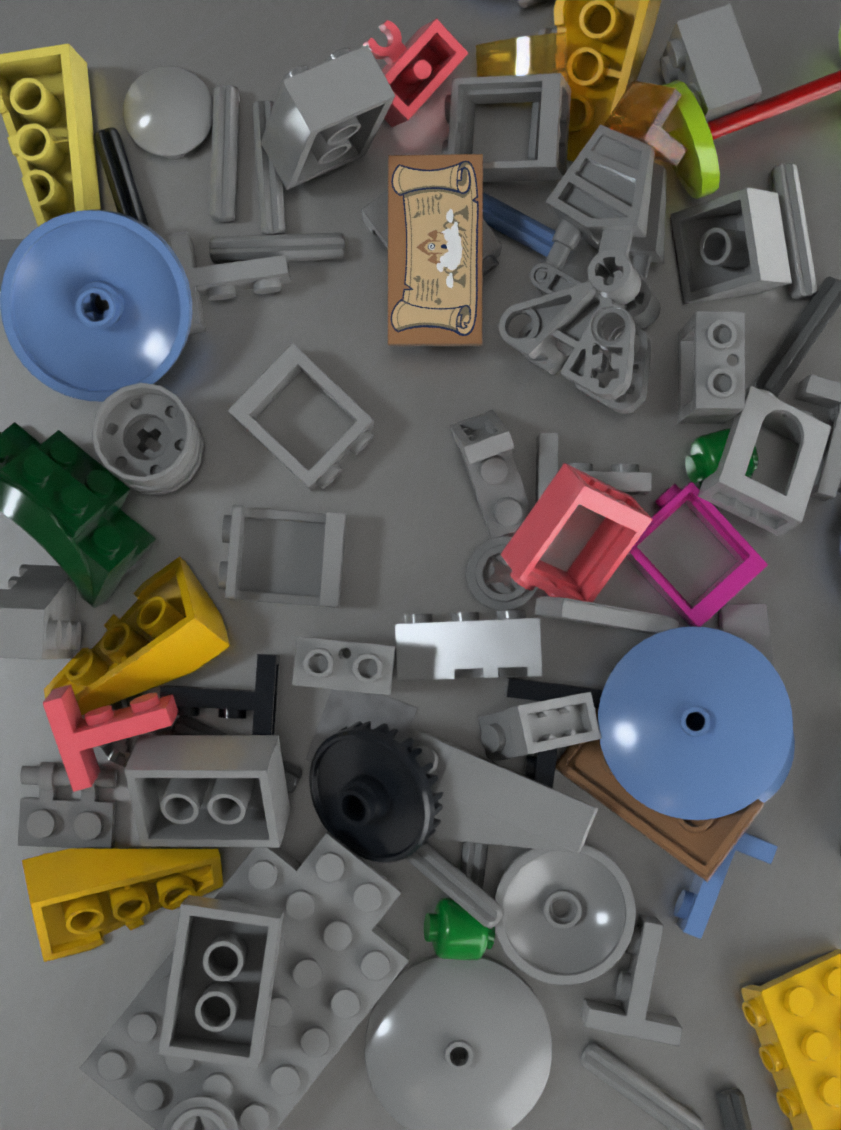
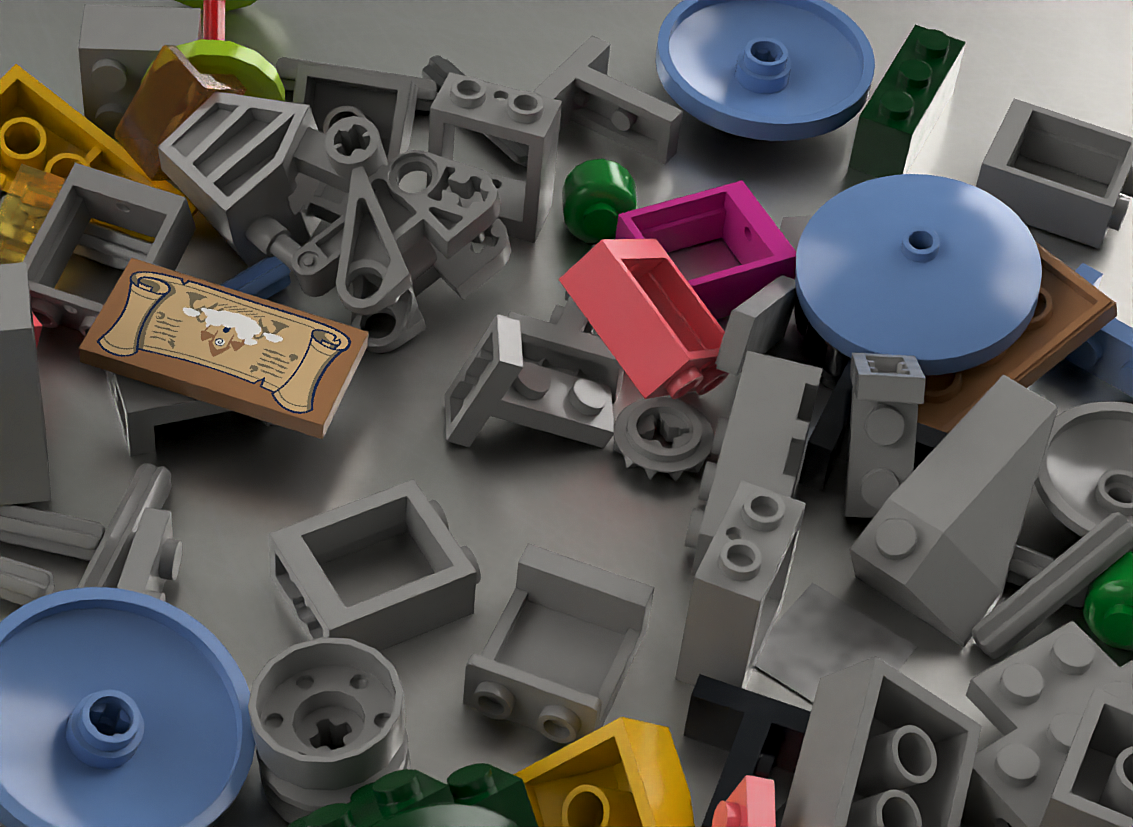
camera: 75 degrees left, 40 degrees down
(374, 792) = (920, 559): black wheel -> none
(750, 499) = (645, 168): light grey panel -> none

